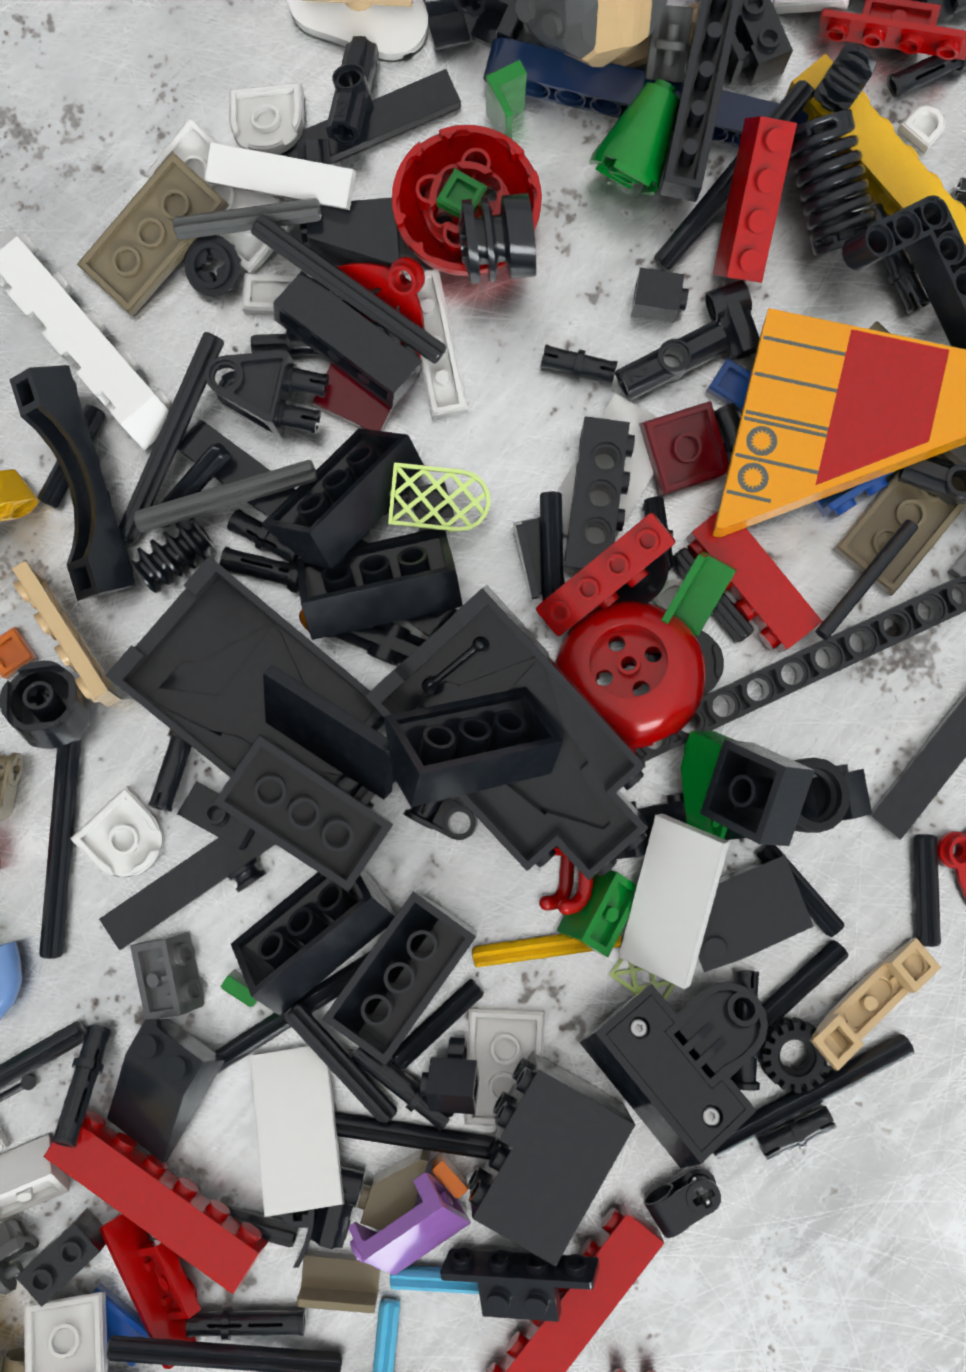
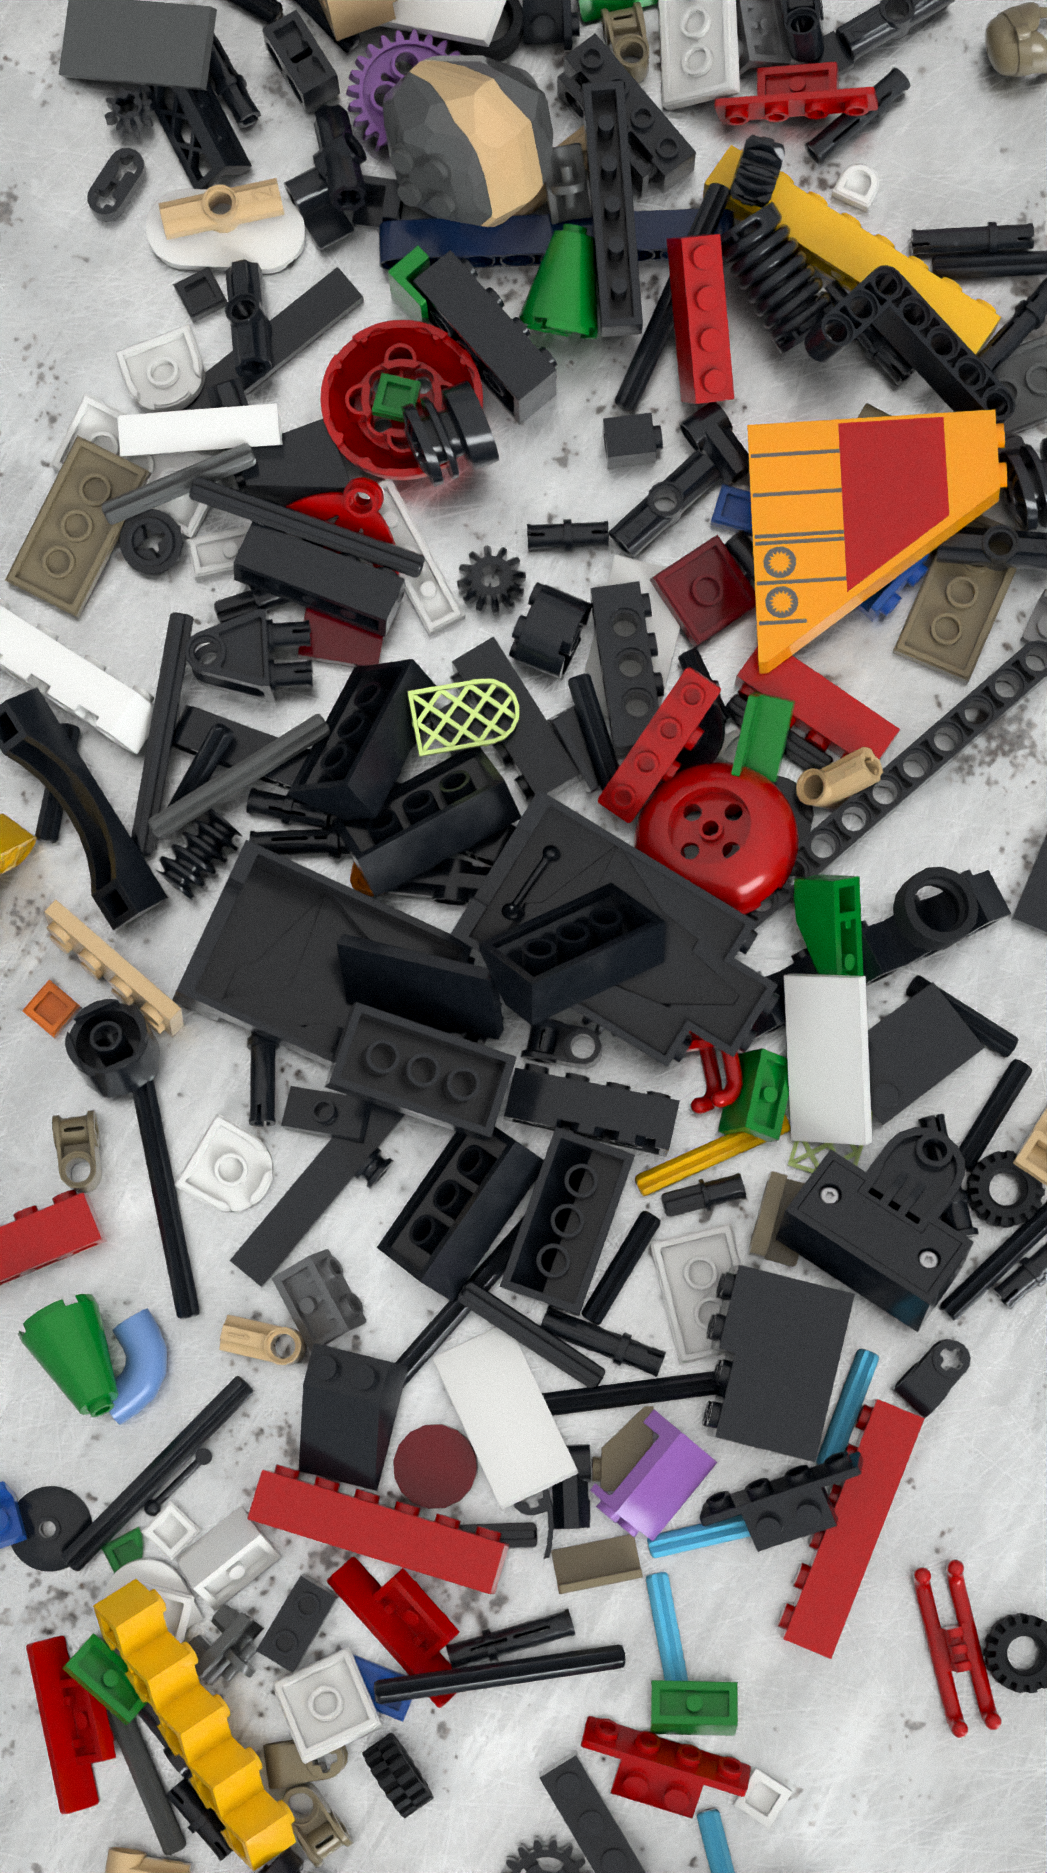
camera: 15 degrees left, 5 degrees down
(77, 1100) = (265, 1417): black pin -> none
(103, 997) = (259, 1340): none -> tan piece
(224, 1151) = (435, 1466): none -> dark red tile
(236, 986) = (404, 1288): green tile -> none
(319, 60) = (200, 294): none -> black tile
(449, 1175) = (681, 1419): orange tile -> none
(451, 1081) = (653, 1316): black brick -> none
(452, 881) = (592, 1110): none -> black wedge
(493, 540) = (533, 744): none -> black brick
(509, 373) = (496, 565): none -> black gear
(528, 982) = (703, 1195): none -> black axle
(538, 443) = (550, 630): none -> black brick
(567, 175) = (500, 346): none -> black brick
(587, 1013) = (776, 1198): none -> dark tan panel
(605, 1199) = (849, 1404): none -> medium azure axle
(756, 651) = (839, 779): none -> tan piece
(757, 792) = (876, 916): black brick -> none
(866, 579) = (933, 673): black bar -> none

